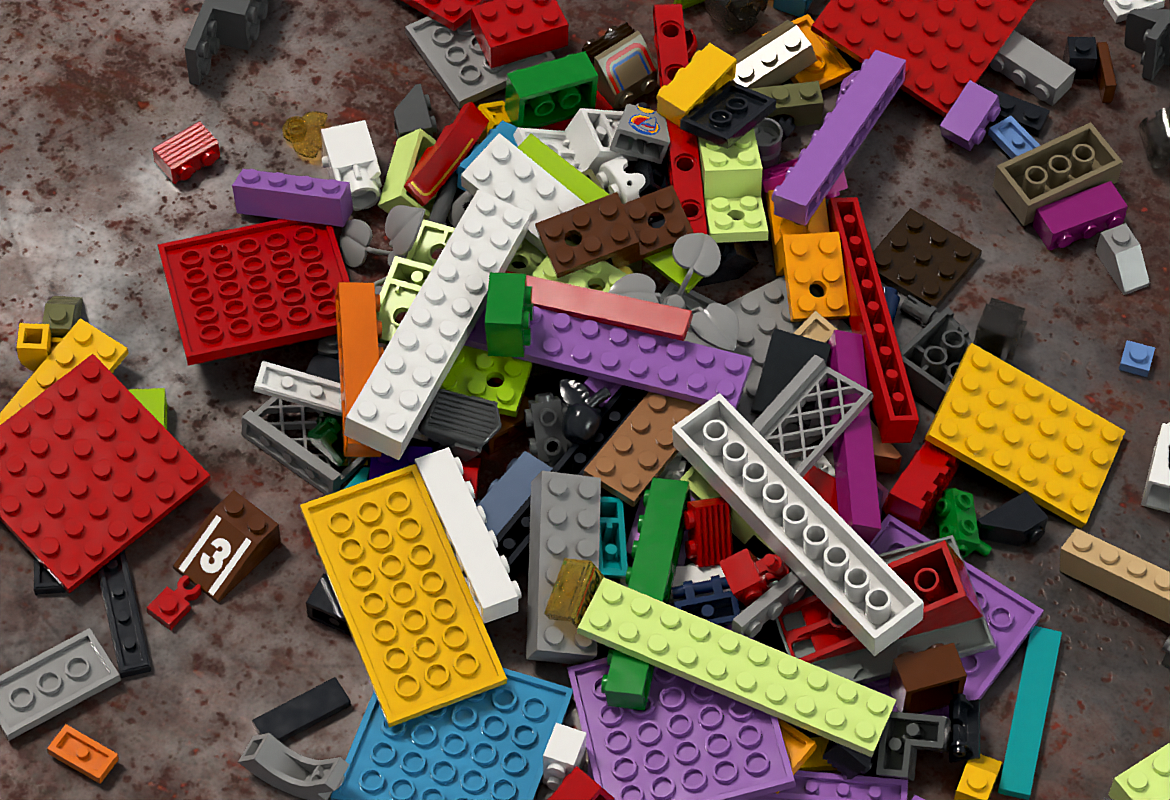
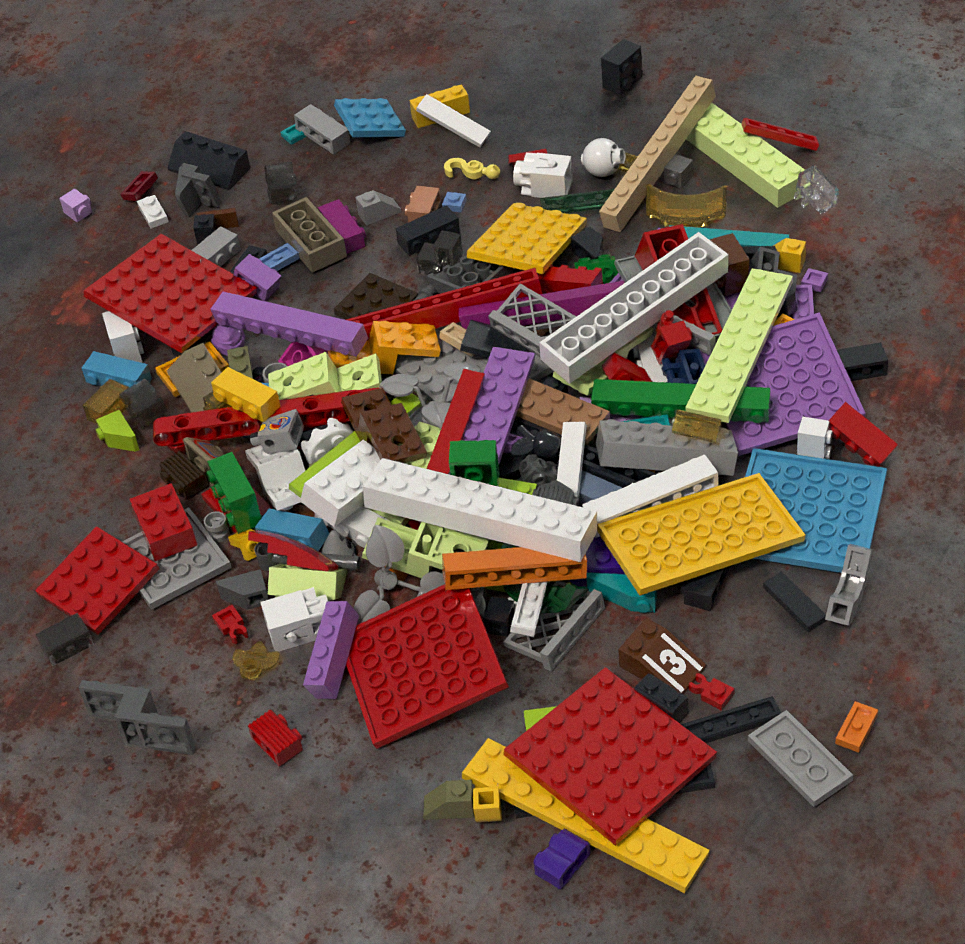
camera: 85 degrees left, 10 degrees down
(160, 539) = (663, 697): none -> black brick
(367, 105) = (230, 622): none -> red plate
(546, 452) = (572, 455): none -> white tile
(728, 114) = (277, 372): black plate -> none
(1065, 320) = (426, 229): none -> black brick
(1088, 662) = (686, 209): none -> clear yellow windscreen
(1122, 315) = (422, 202): none -> nougat brick
(1128, 512) = (576, 202): none -> clear green tile

